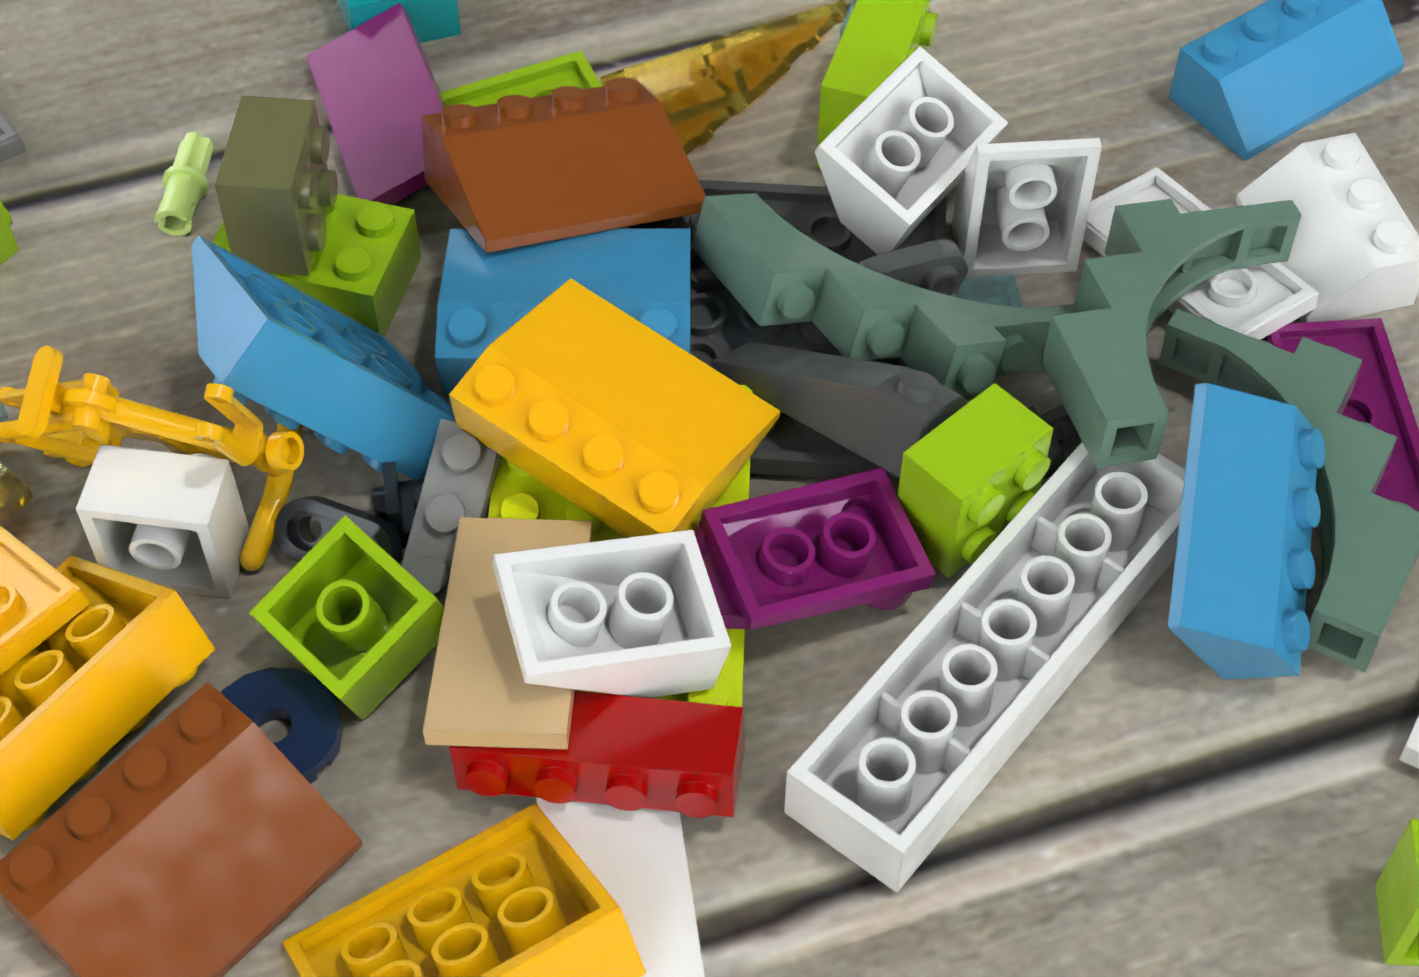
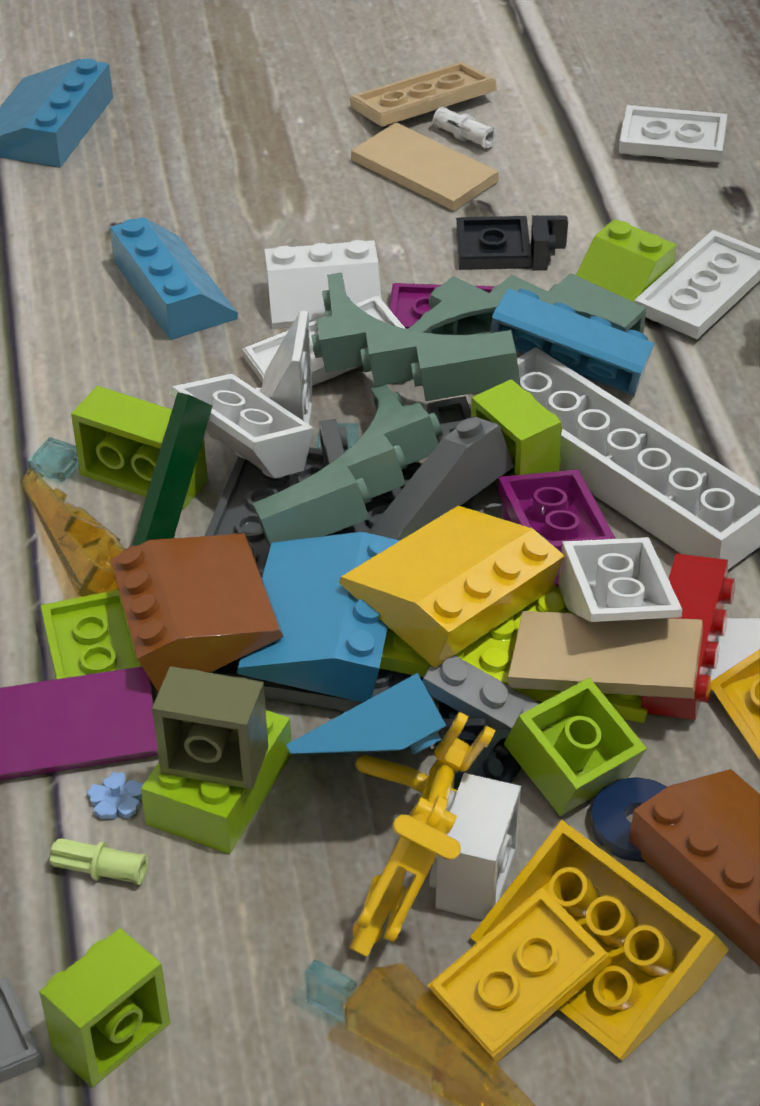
camera: 80 degrees left, 10 degrees down
(779, 98) = (173, 469): none -> dark green tile

